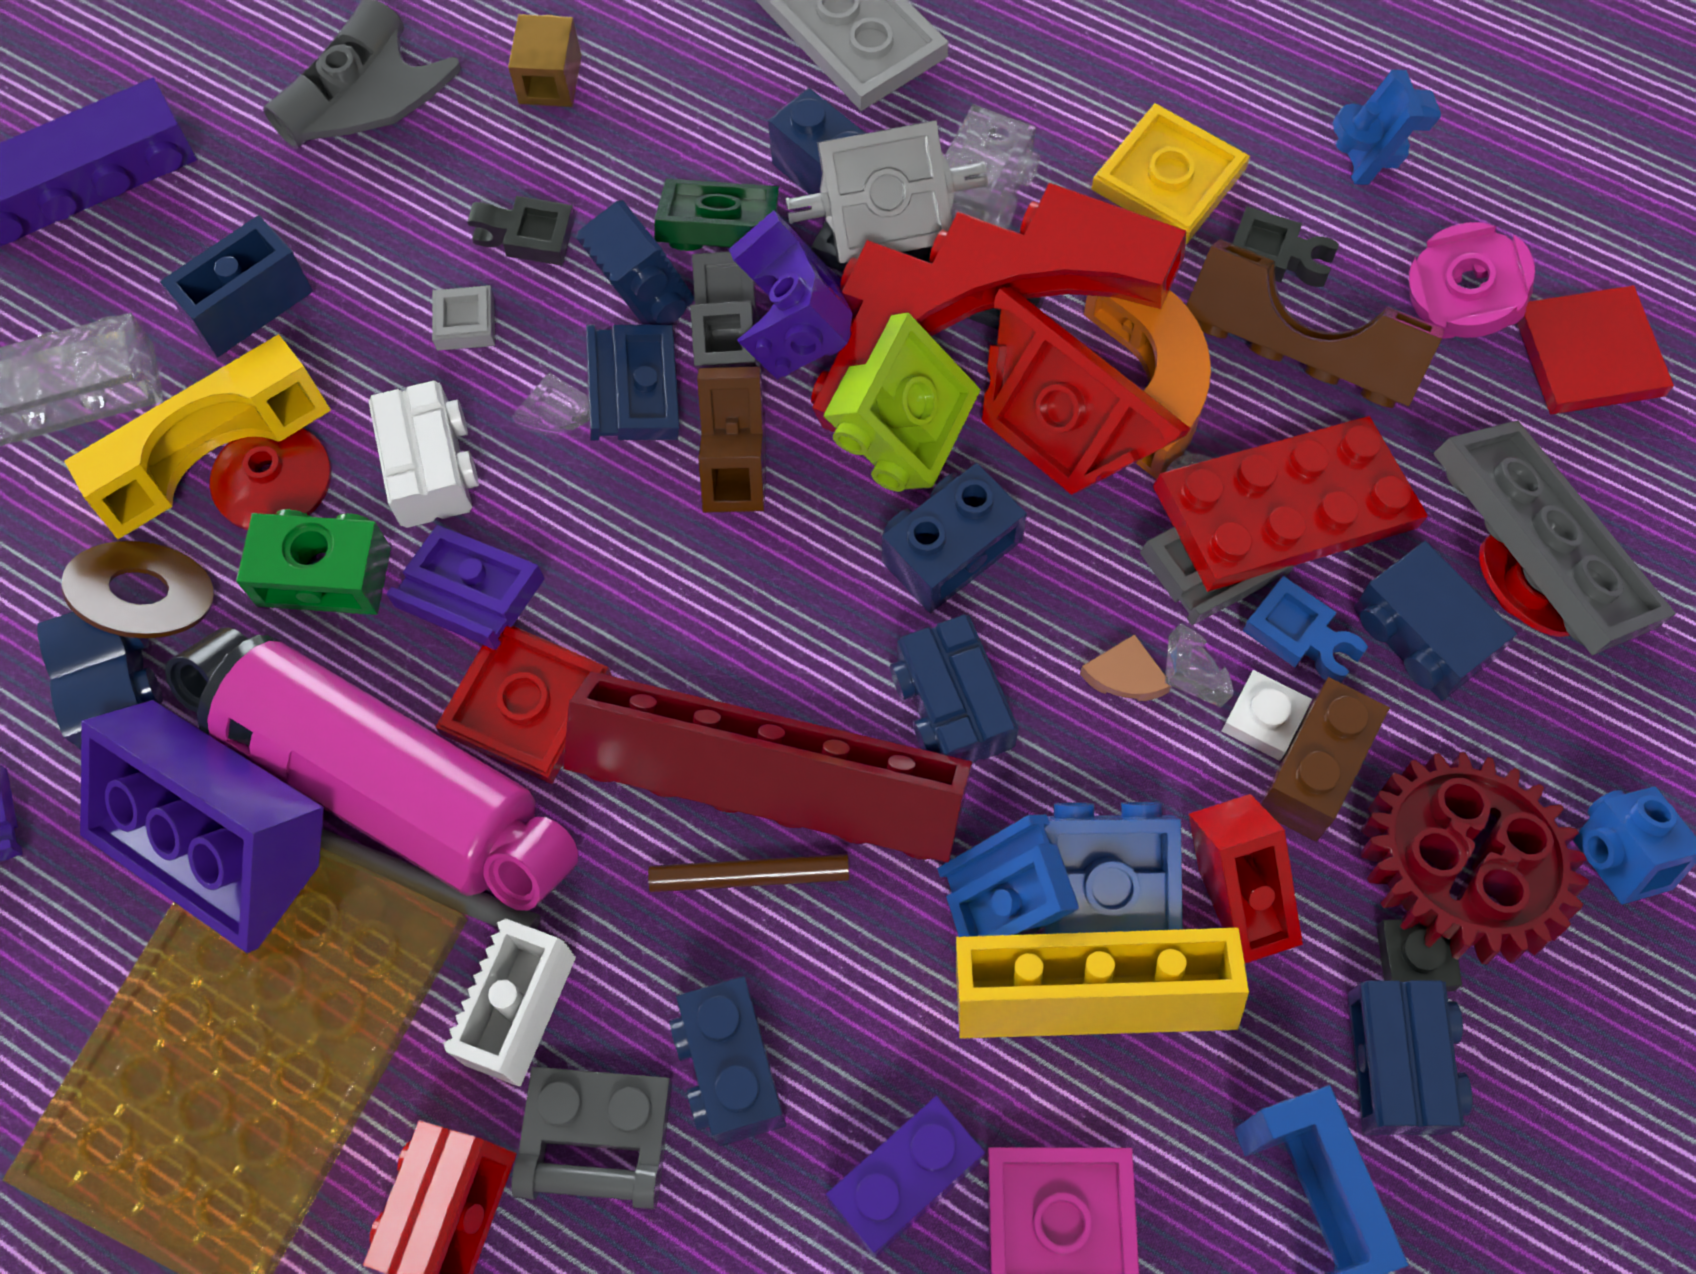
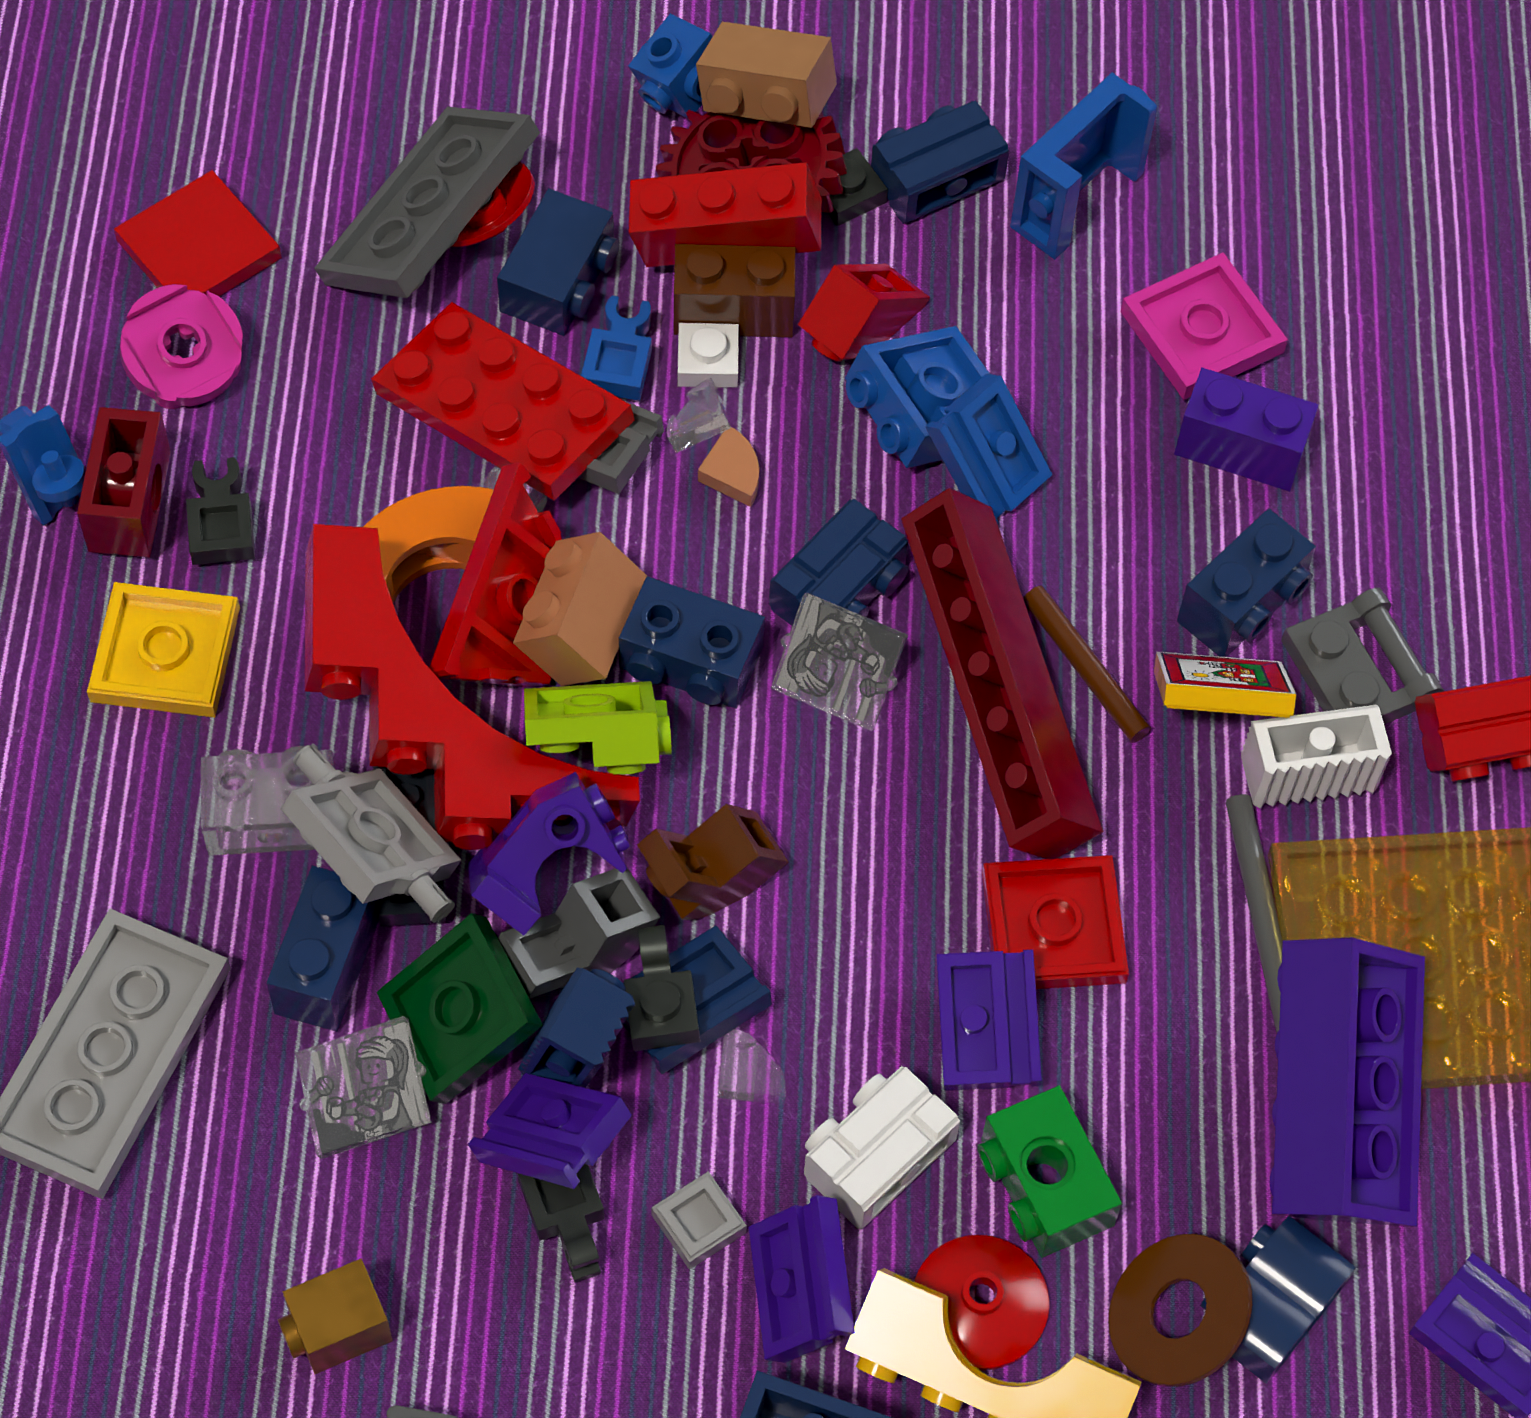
camera: 125 degrees left, 5 degrees down
(357, 342) = (801, 1279): none -> dark purple plate
(373, 767) = (1207, 989): dark pink piece -> none
(554, 221) = (550, 1129): none -> dark purple plate
(630, 341) = (663, 1000): none -> pearl dark grey plate
(631, 960) = (1224, 684): none -> tile
(707, 147) = (362, 1087): none -> clear piece
(861, 640) = (839, 661): none -> clear piece
(1028, 451) = (579, 609): none -> nougat brick
(1100, 983) = (1014, 345): yellow brick -> none
(1241, 298) = (311, 384): reddish brown arch -> none
(1337, 178) = (124, 482): none -> dark red brick
(1400, 767) = (725, 208): none -> red brick
(1574, 897) = (766, 74): none -> medium nougat brick

